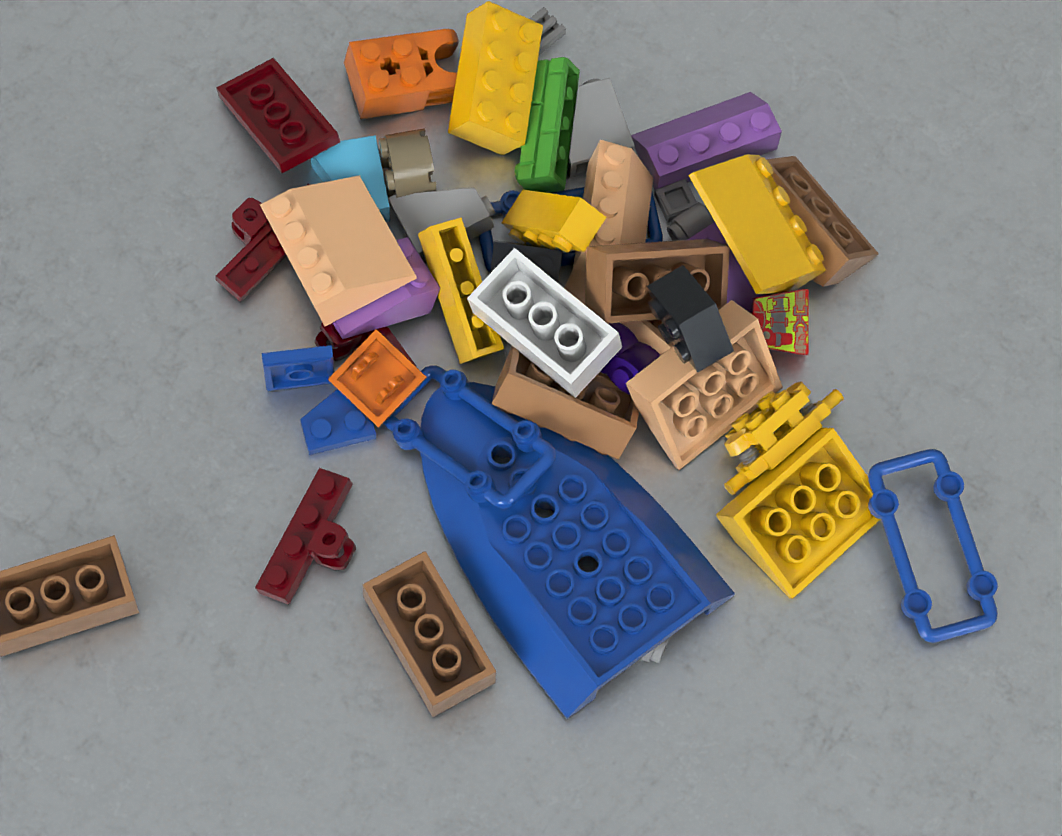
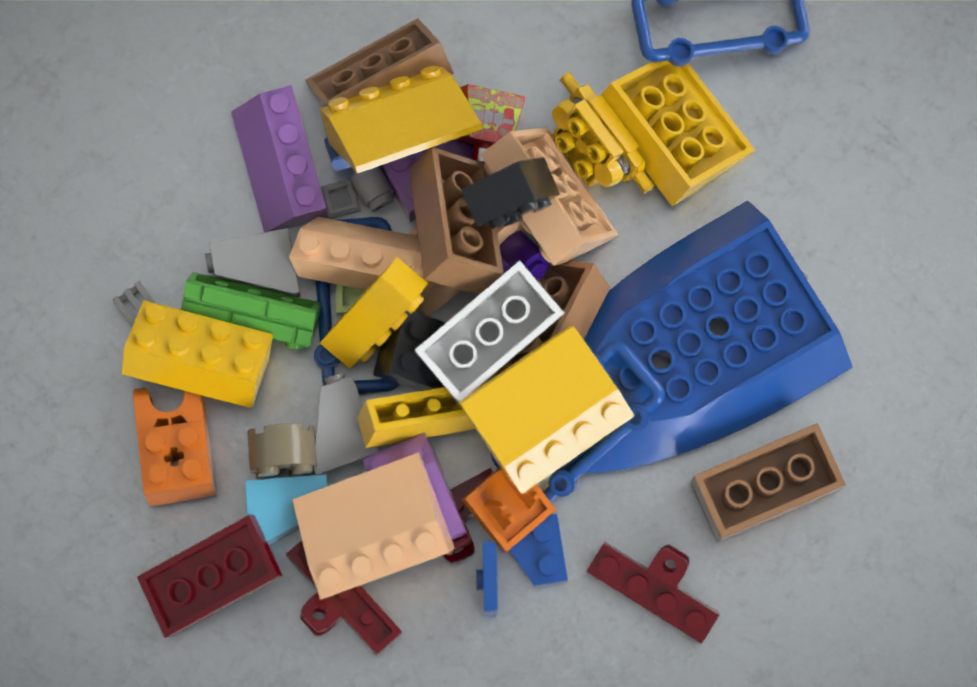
camera: 80 degrees left, 10 degrees up
(472, 385) = (546, 409): none -> yellow slope

